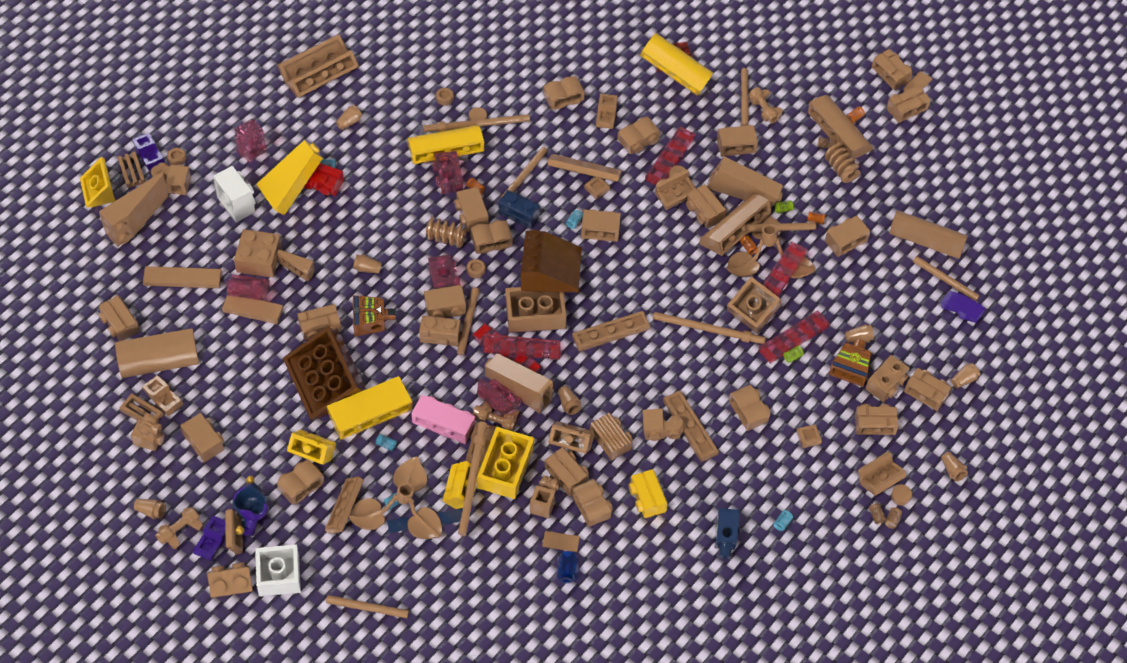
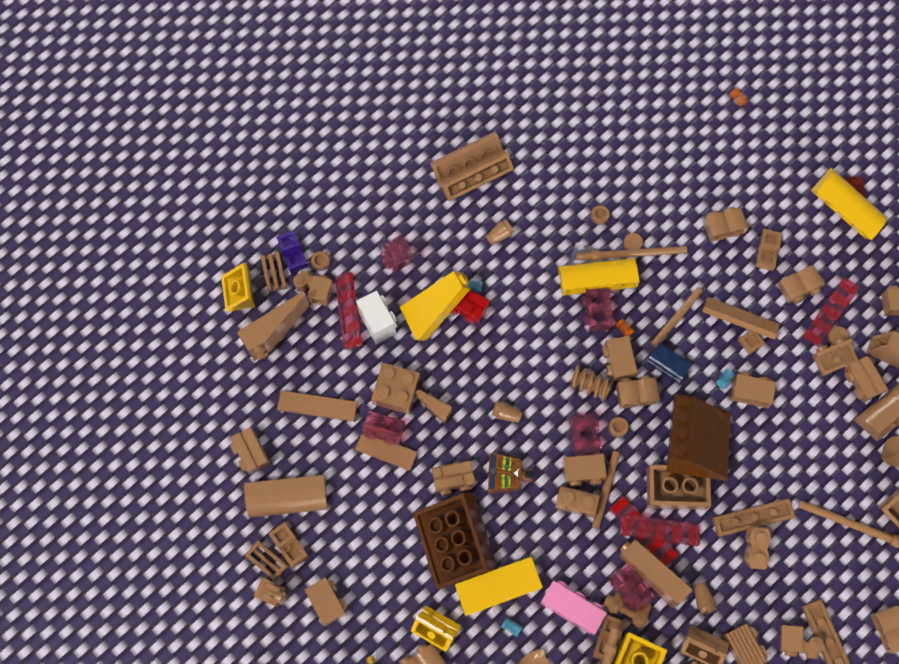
camera: 10 degrees right, 15 degrees up
(206, 194) = (348, 311): none -> clear pink tile
(614, 349) = (756, 552): none -> medium nougat brick

